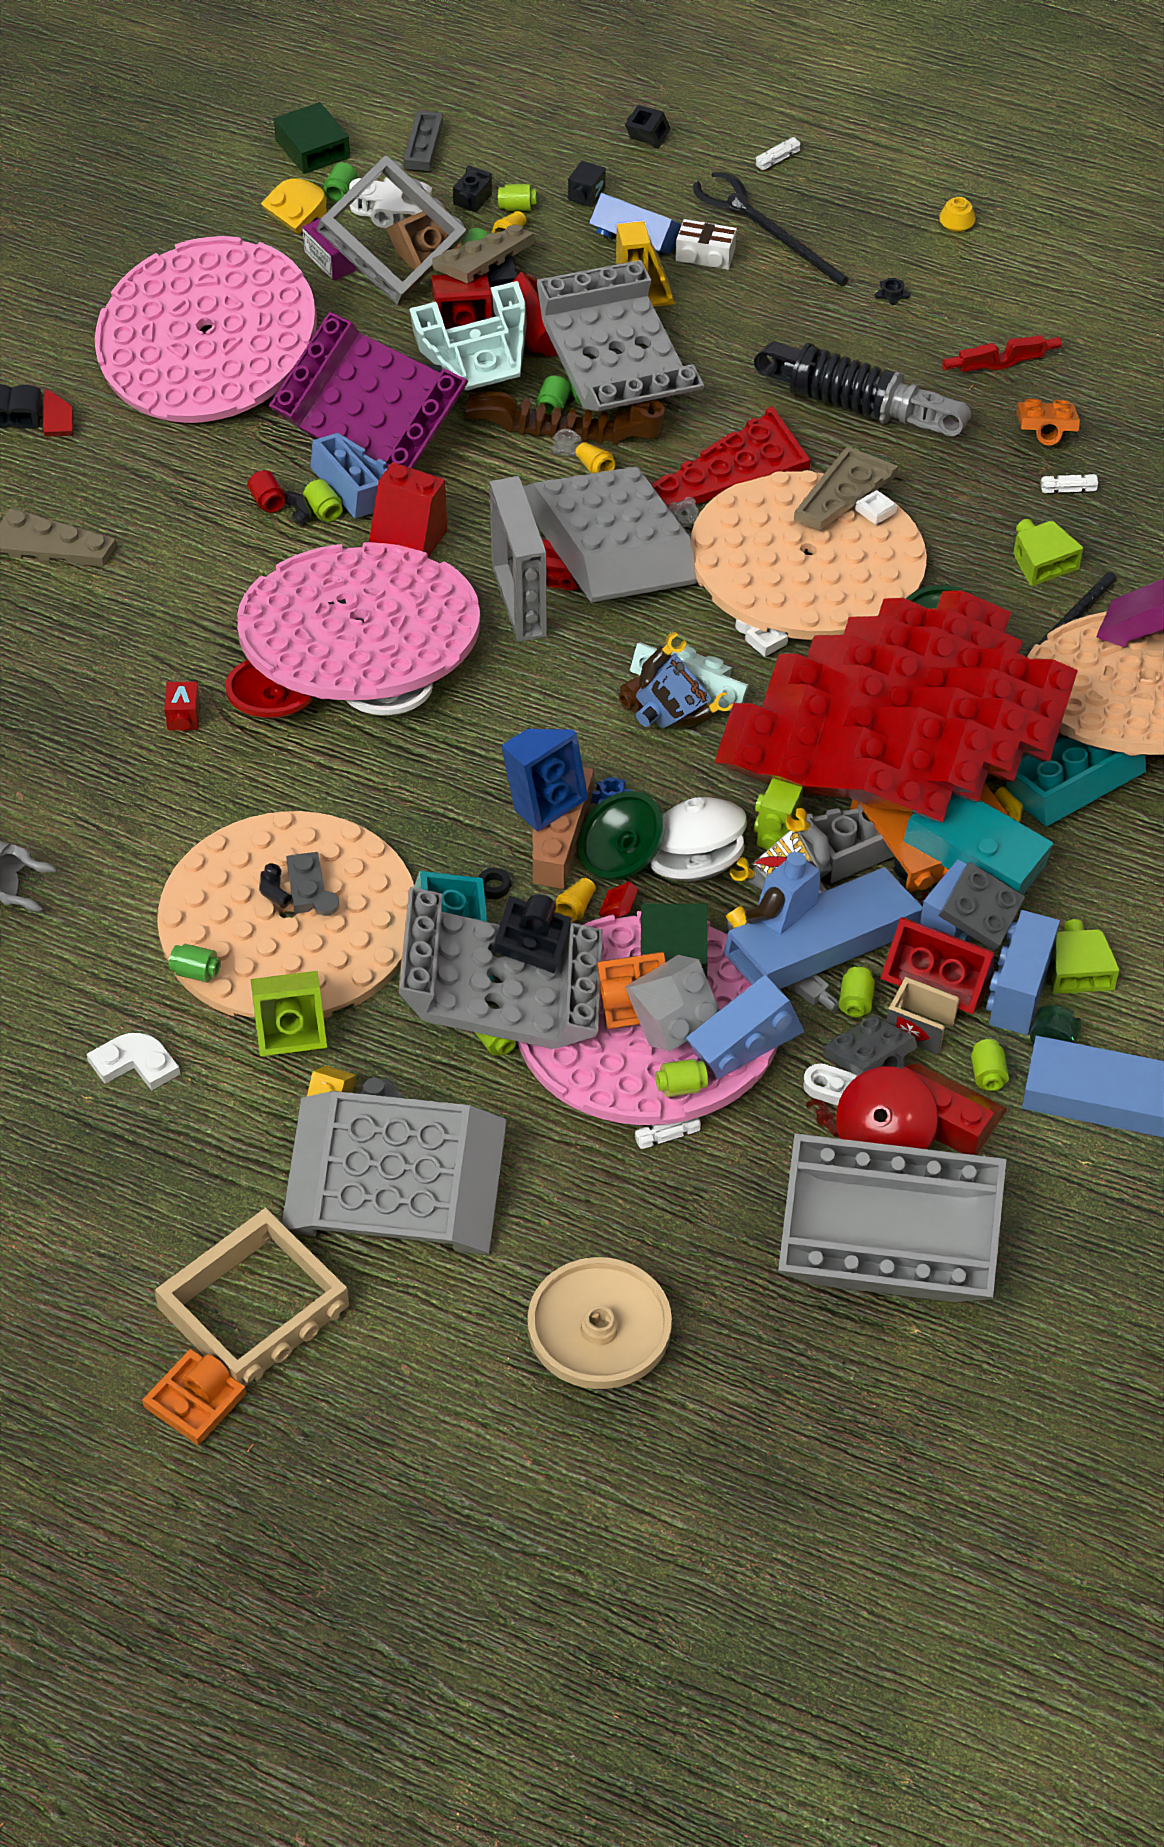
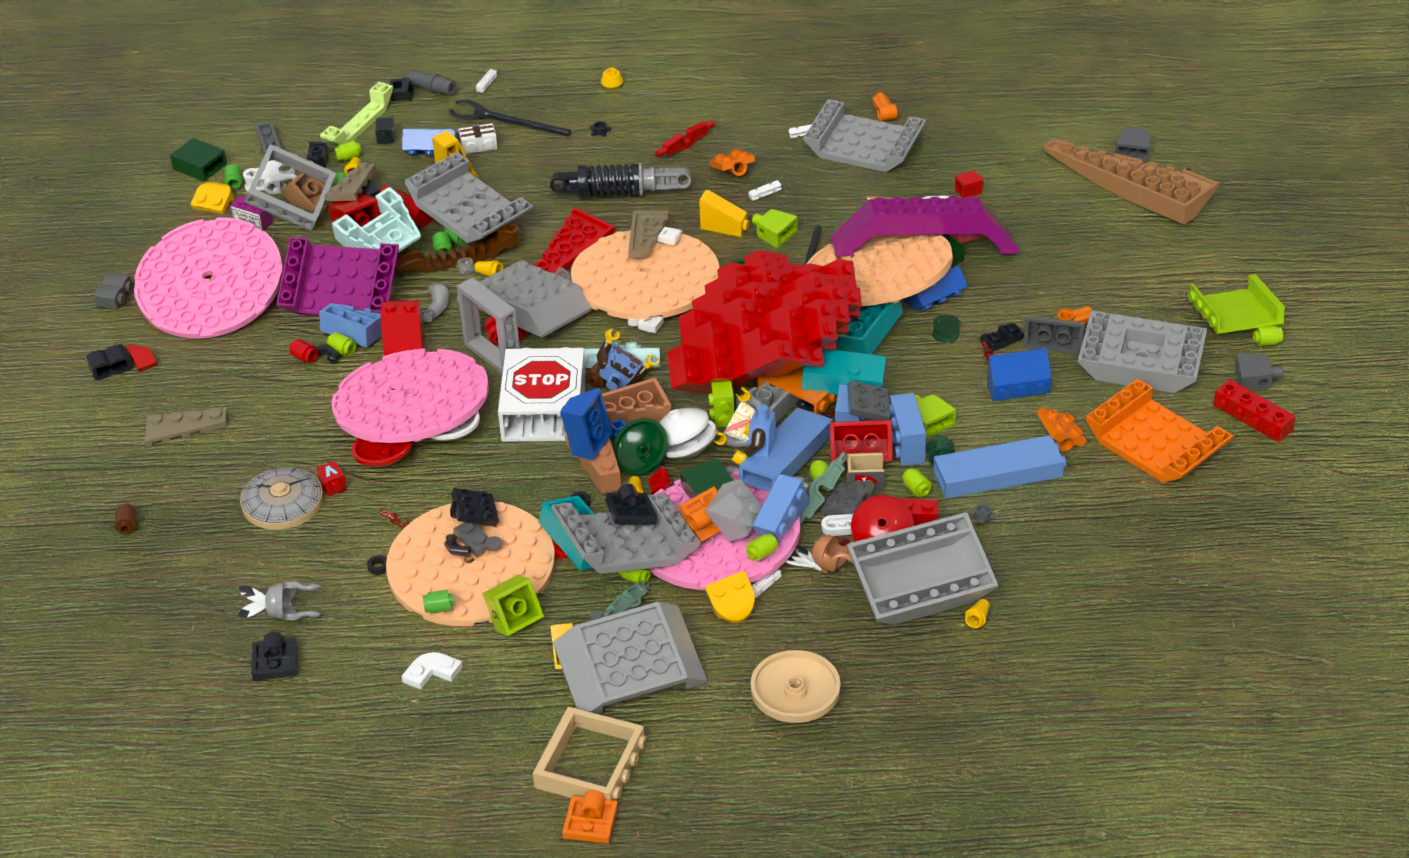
camera: 25 degrees left, 10 degrees down
(81, 299) = (113, 290): none -> dark grey brick
(104, 707) = (281, 498): none -> dish
(160, 857) = (374, 560): none -> black piece
(228, 800) = (393, 518): none -> clear red hand
(331, 836) = (473, 507): none -> black plate
(459, 1073) = (628, 599): none -> sand green piece
(480, 495) = (439, 302): none -> light grey arm
(536, 677) = (536, 389): none -> brick
(599, 1137) = (732, 597): none -> yellow slope
(611, 127) = (380, 97): none -> yellowish green slope
(647, 760) = (637, 401): none -> nougat wedge
(698, 130) = (433, 82): none -> dark grey piece
(771, 1123) = (825, 555): none -> nougat hair
(850, 1006) = (826, 481): none -> sand green piece
(943, 1325) = (977, 614): none -> yellow cone
(973, 502) = (721, 215): none -> yellow slope
(1059, 1152) = (982, 513): none -> dark grey plate

